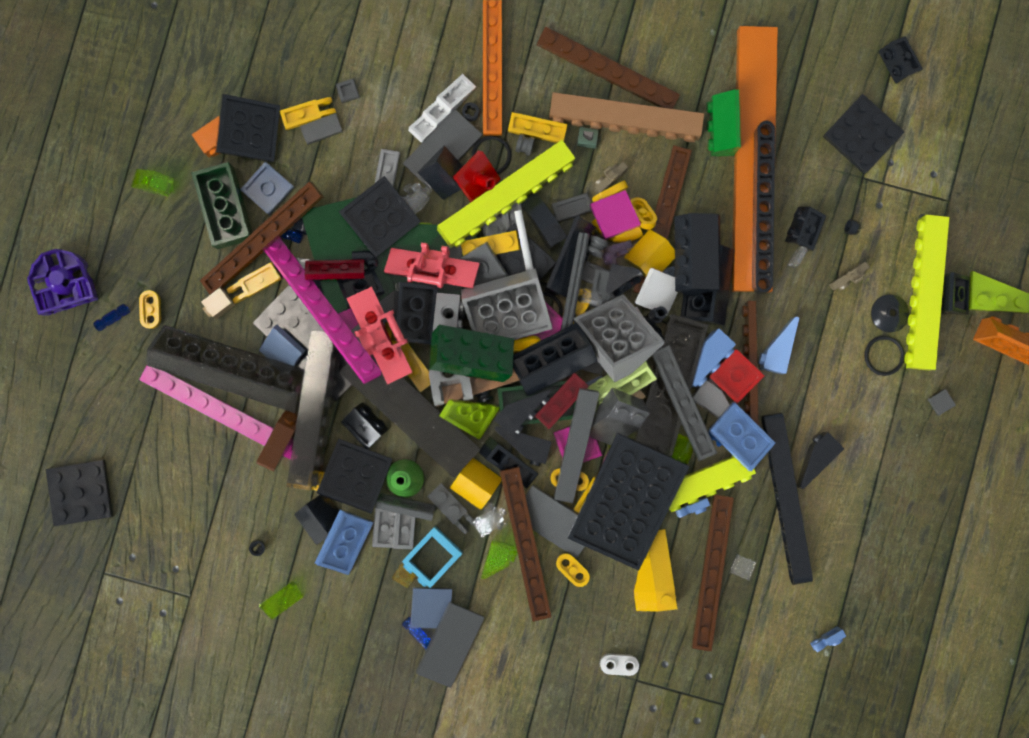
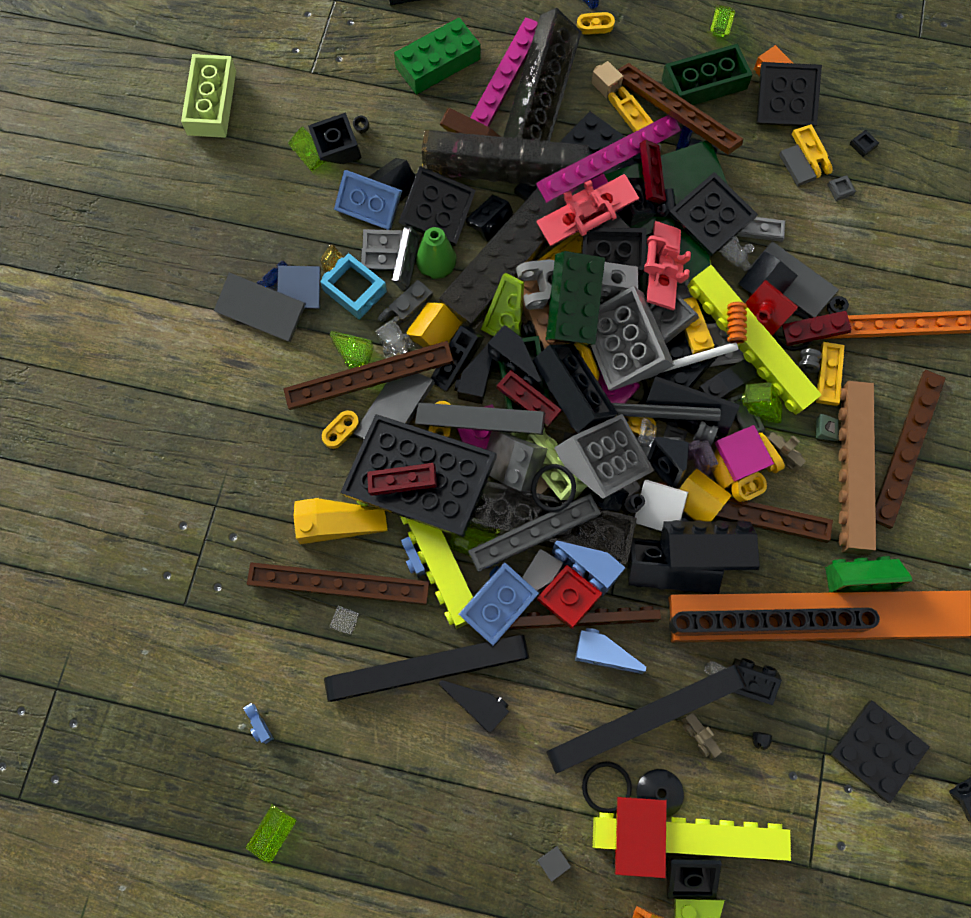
camera: 85 degrees right, 15 degrees down
(182, 470) = (437, 55): none -> green brick
(219, 699) = (208, 95): none -> yellowish green brick
(267, 188) = (732, 115): sand blue tile -> none
(277, 573) = (335, 140): none -> black slope
(281, 347) = (569, 130): sand blue tile -> none
(300, 62) = (864, 143): none -> black tile
(438, 111) = (846, 280): white slope -> none
(495, 135) = (816, 328): none -> dark red plate
(497, 208) = (736, 321): none -> orange piece
(565, 192) = (763, 401): none -> clear neon green slope
(620, 662) = (234, 483): white plate -> none
(635, 516) = (402, 479): none -> dark red plate
(653, 399) = (573, 488): none -> black tyre
(837, 319) = (646, 718): none -> black beam
(912, 628) = (271, 834): none -> clear neon green slope
(930, 333) = (640, 837): none -> red tile

